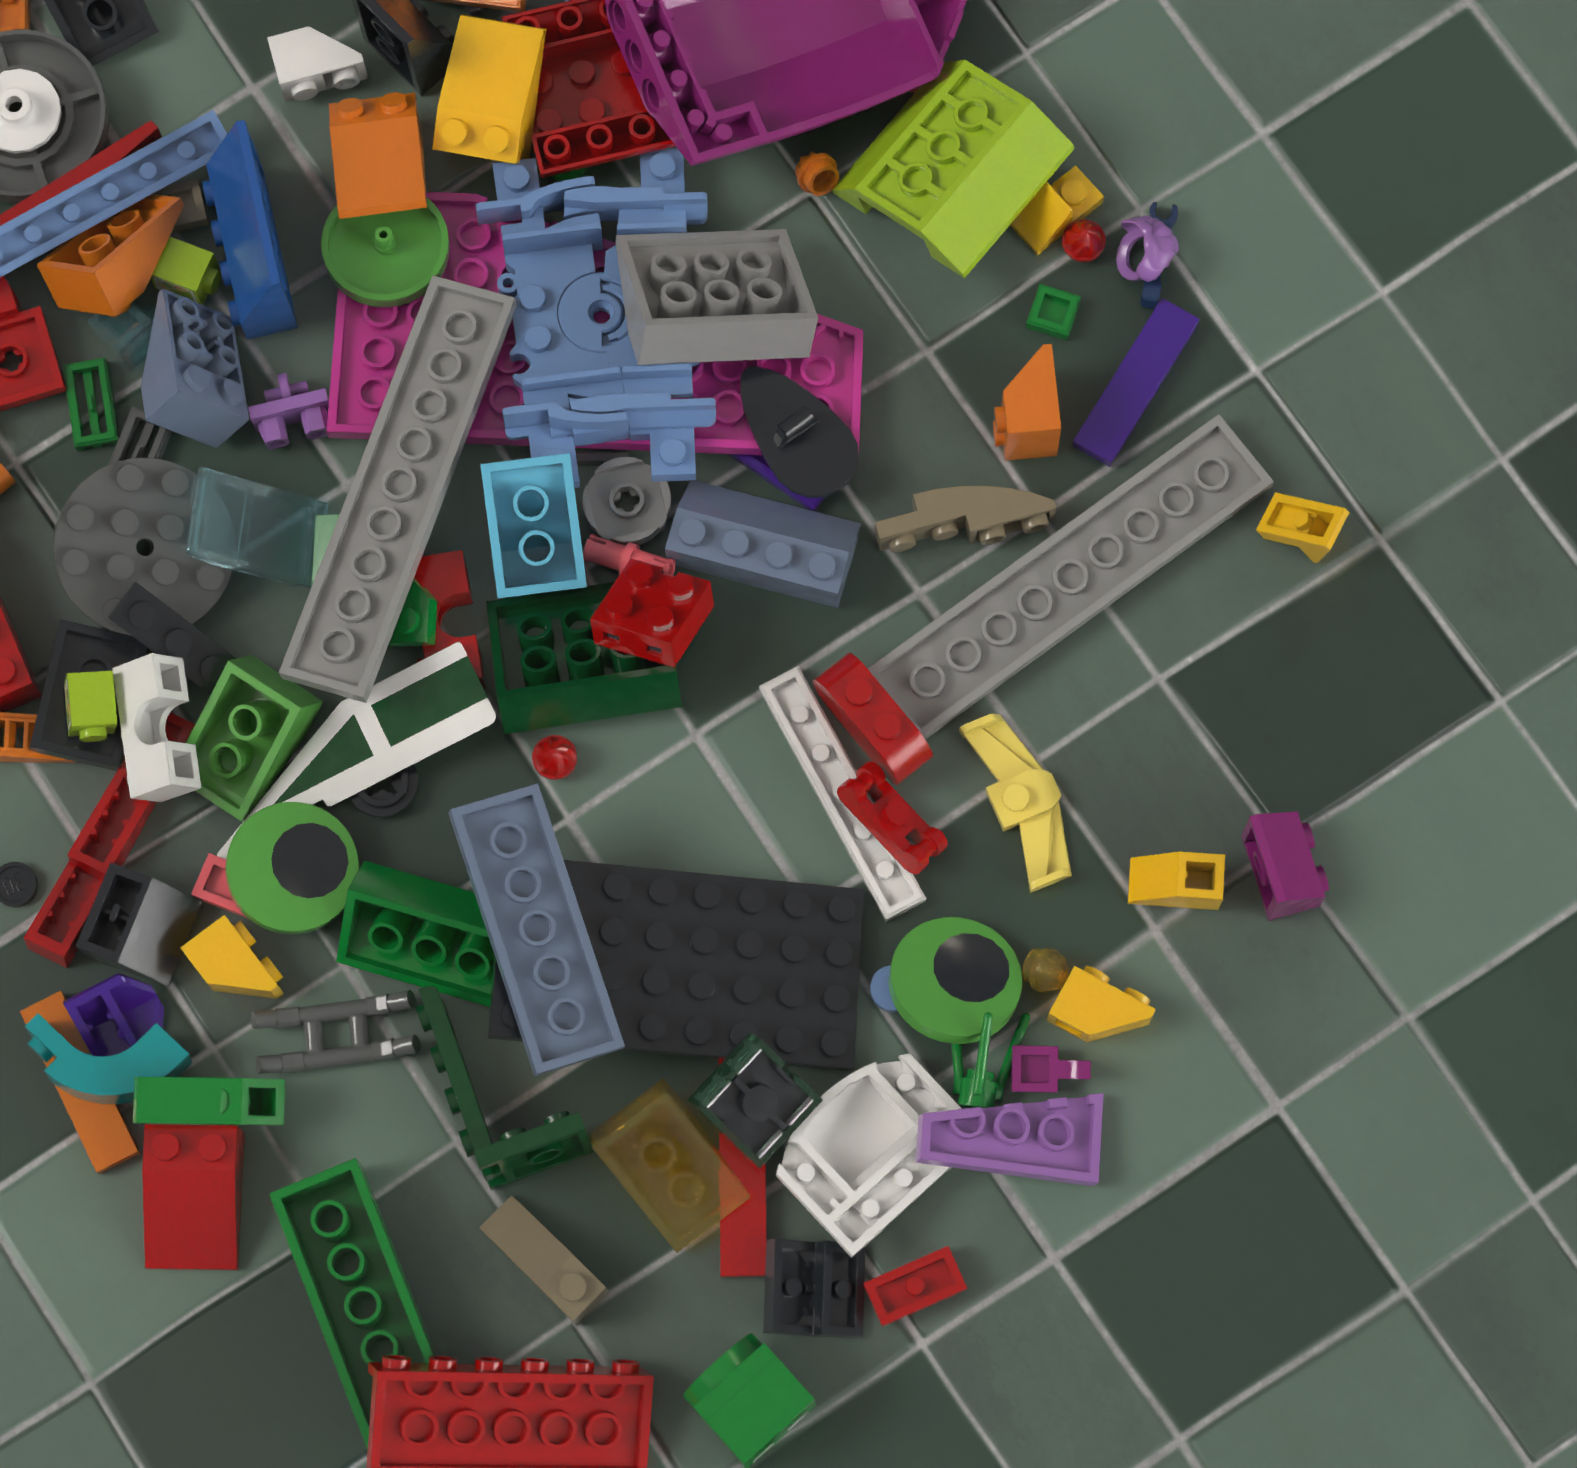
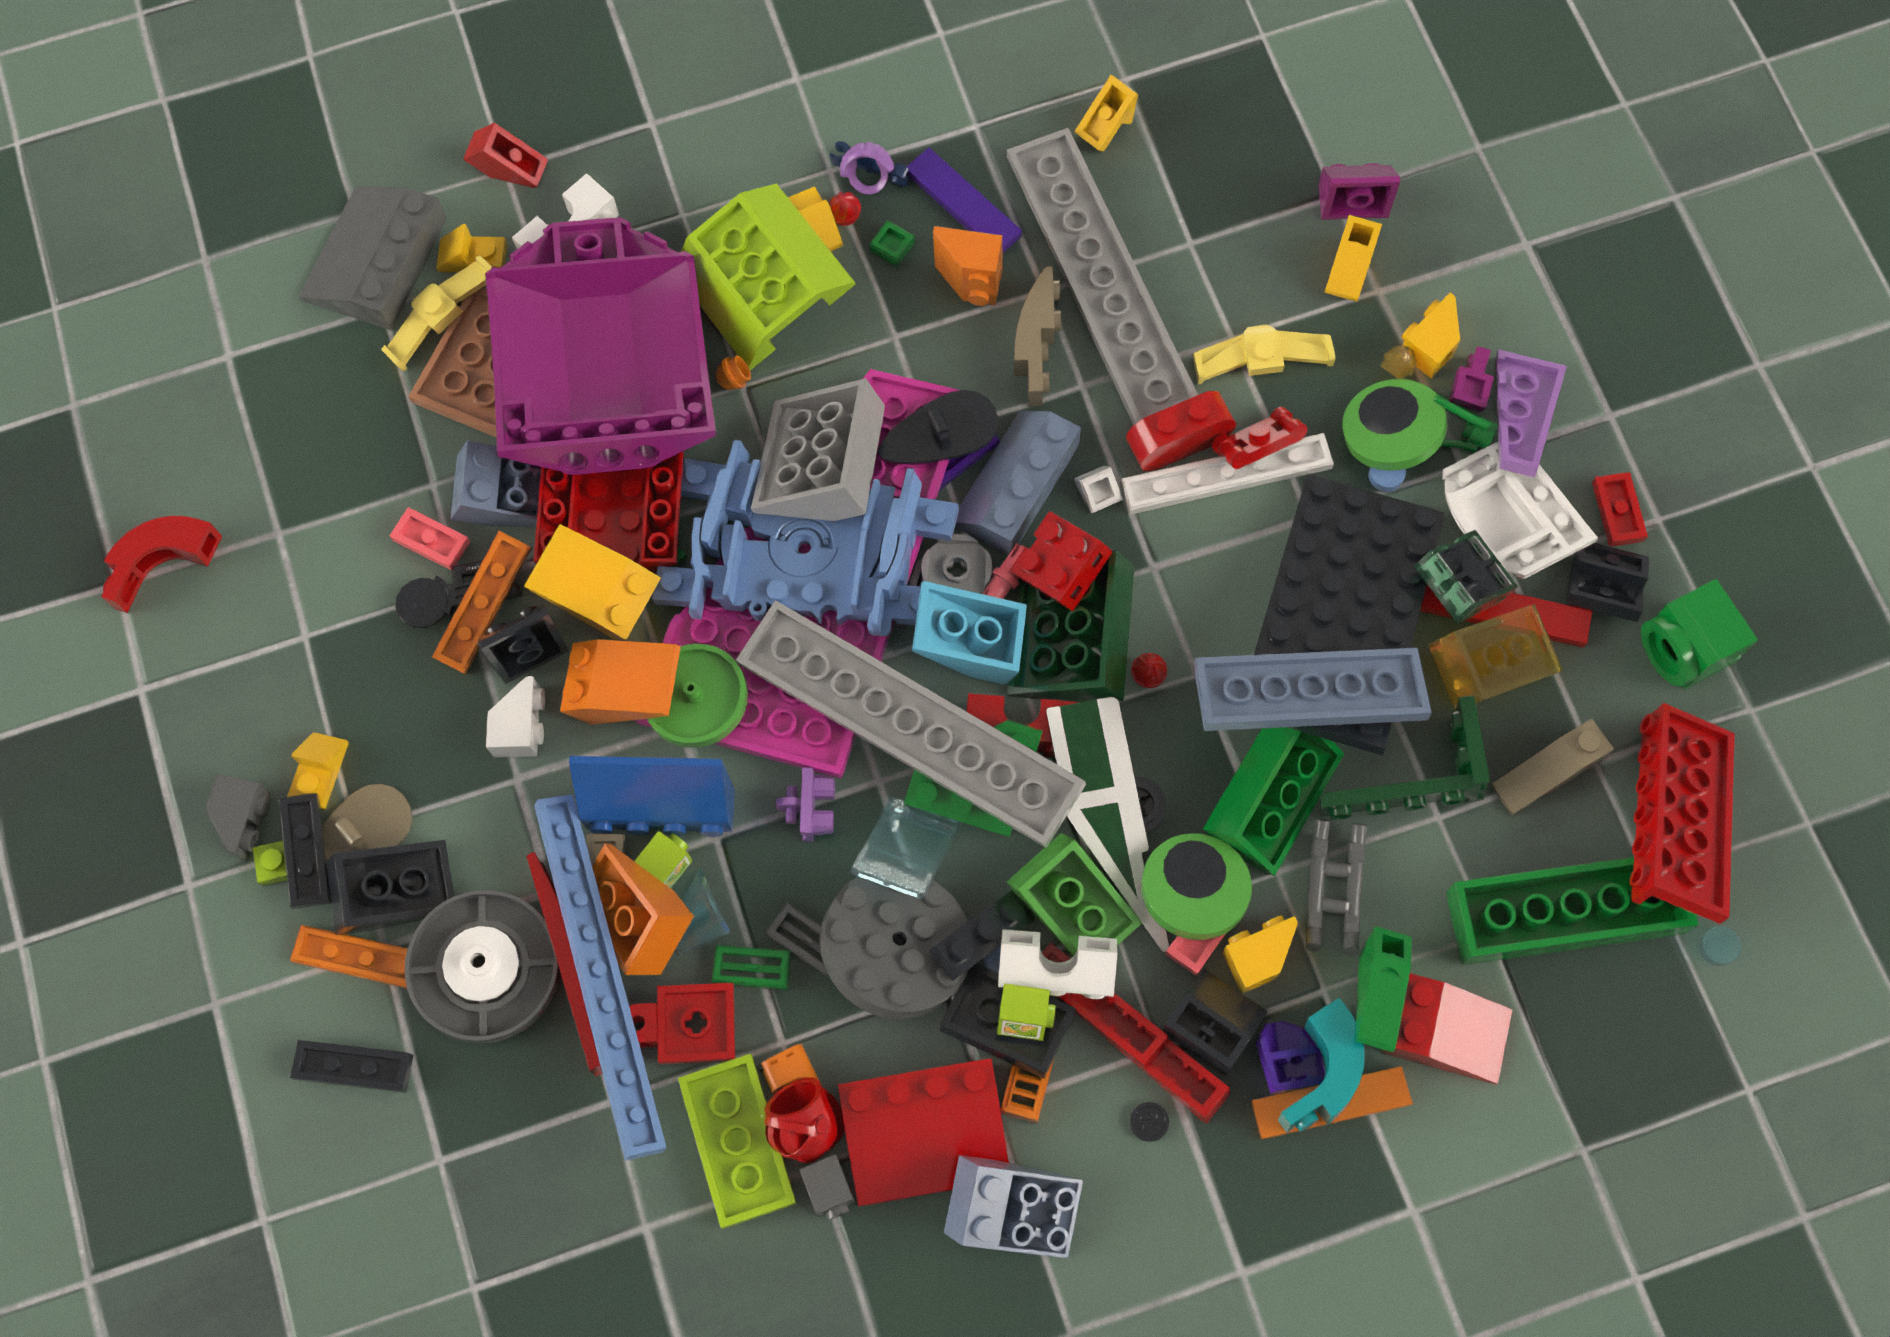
camera: 75 degrees left, 5 degrees down
(193, 372) = (758, 868): sand blue slope -> none
(781, 643) = (1098, 488): none -> white slope

